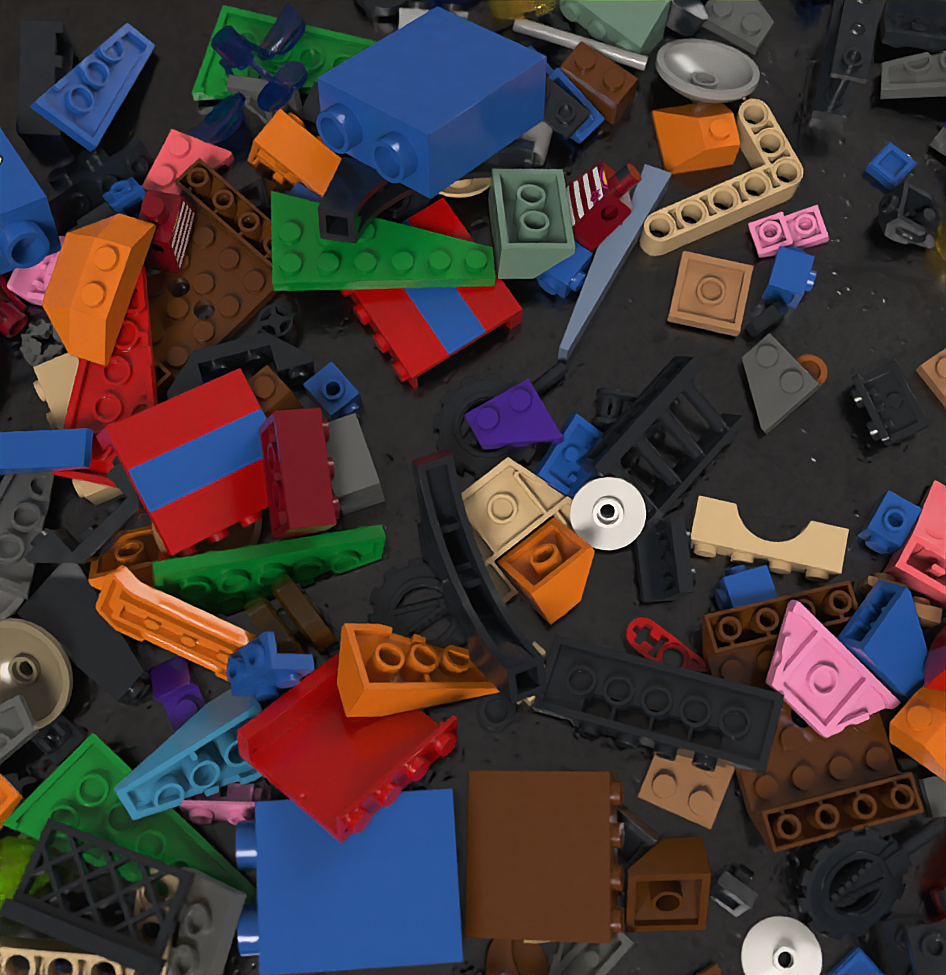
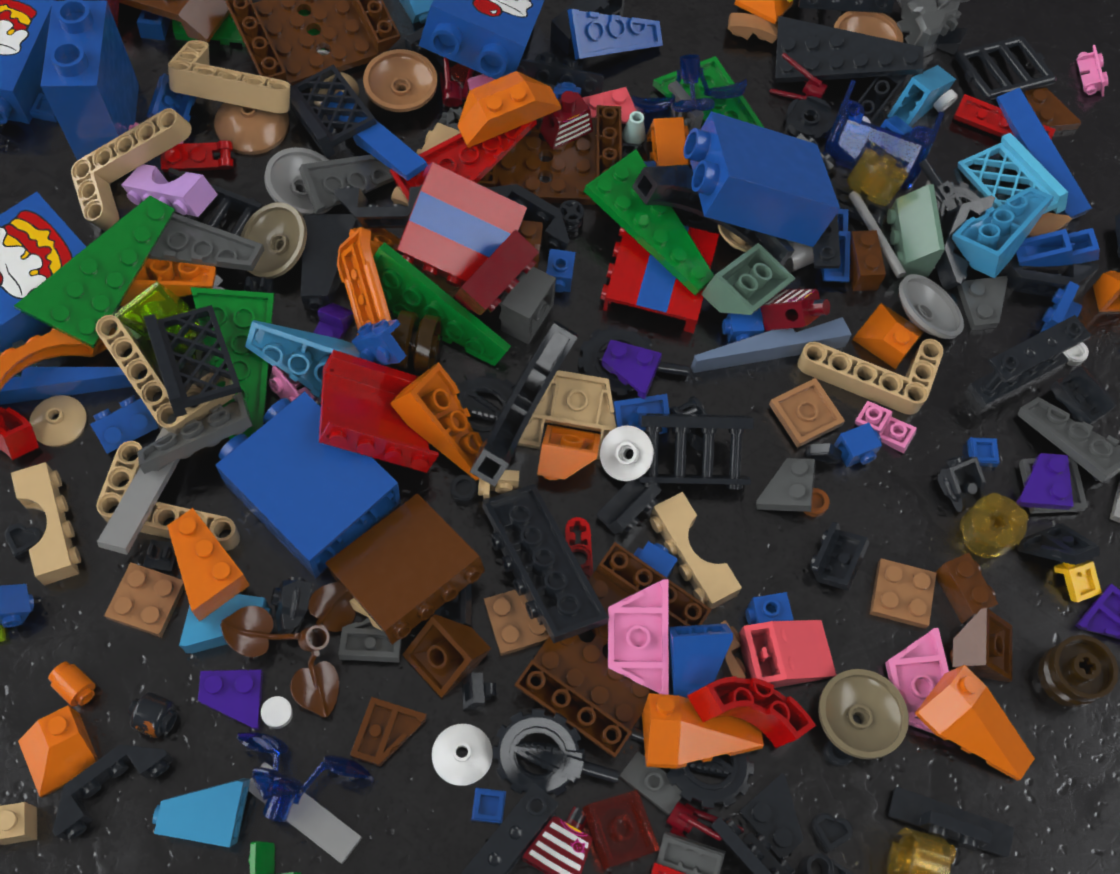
camera: 40 degrees right, 10 degrees down
(235, 167) = (634, 129): none -> light aqua cone

